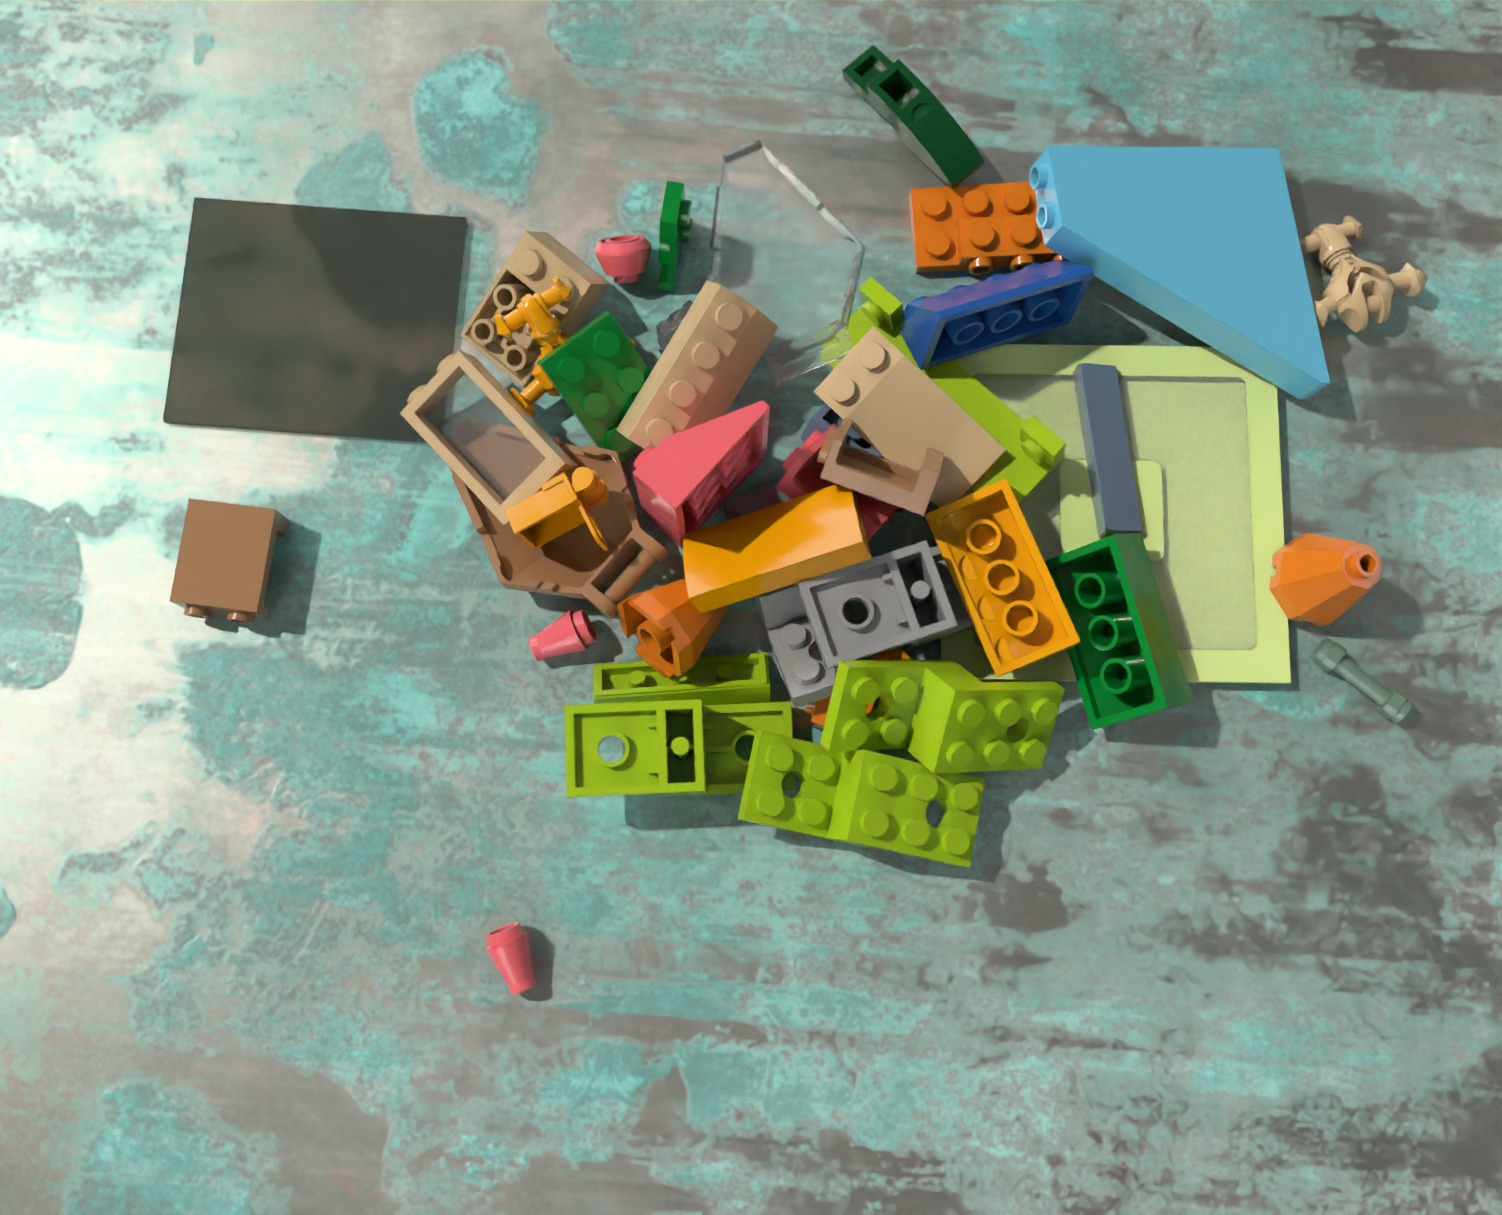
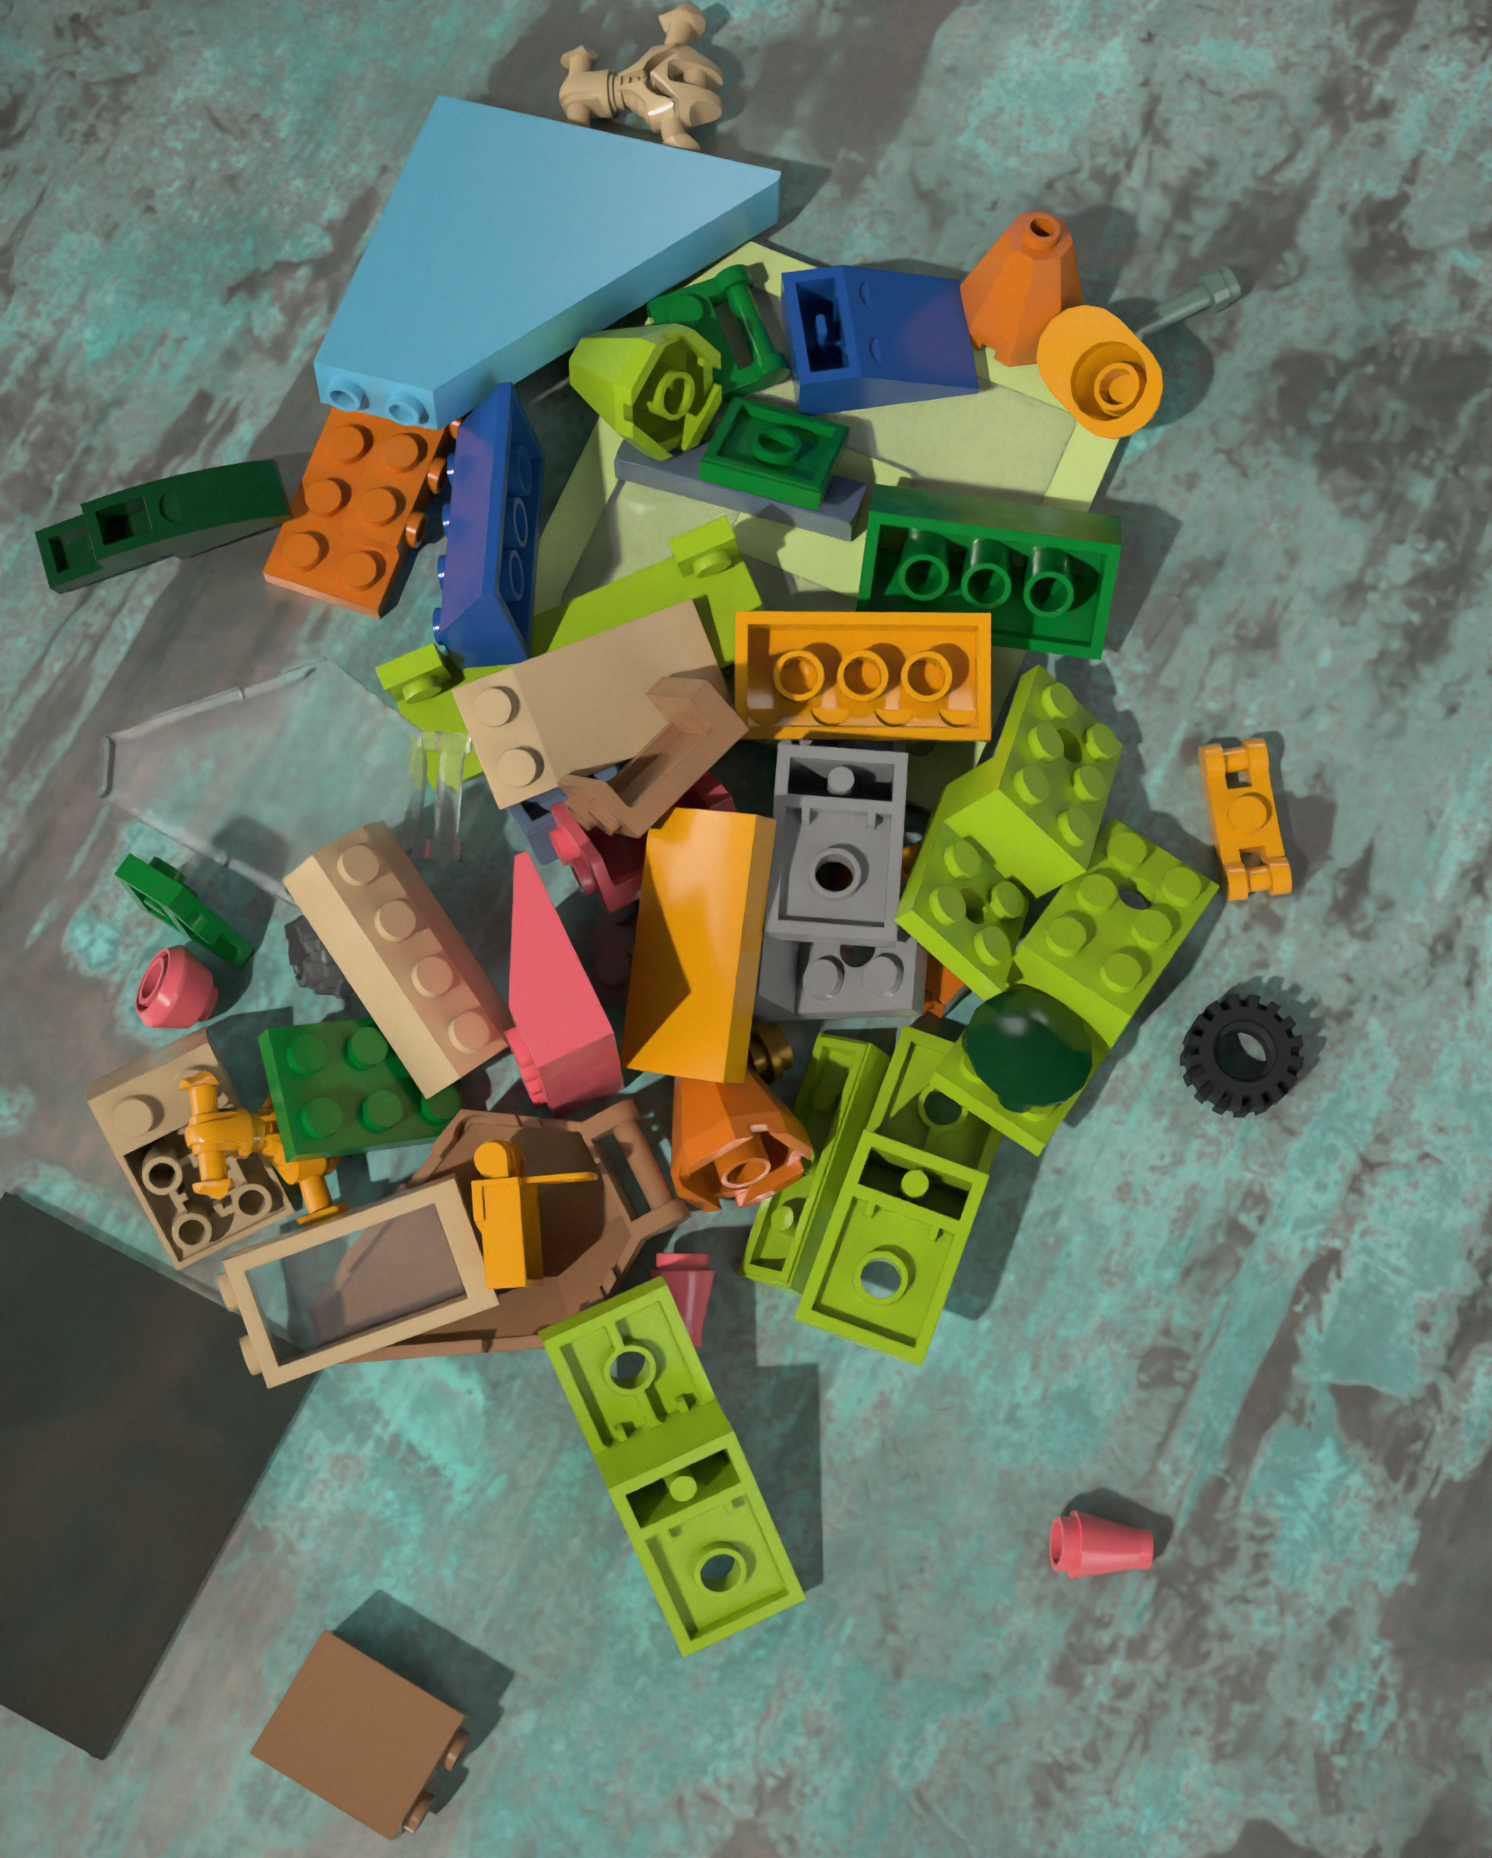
camera: 65 degrees left, 5 degrees down
(452, 671) = (672, 1466): none -> lime bracket
(737, 622) = (769, 1051): none -> pearl gold plate
(800, 784) = (1028, 1049): none -> dark green dish
(892, 927) = (1261, 1023): none -> black tyre
(1026, 868) = (1244, 820): none -> light orange plate
(1131, 461) = (774, 453): none -> green plate
(1138, 363) = (649, 384): none -> lime cone
(1185, 384) = (694, 309): none -> green plate
(1243, 492) = (874, 338): none -> blue slope
(1289, 647) = (1100, 371): none -> light orange piece

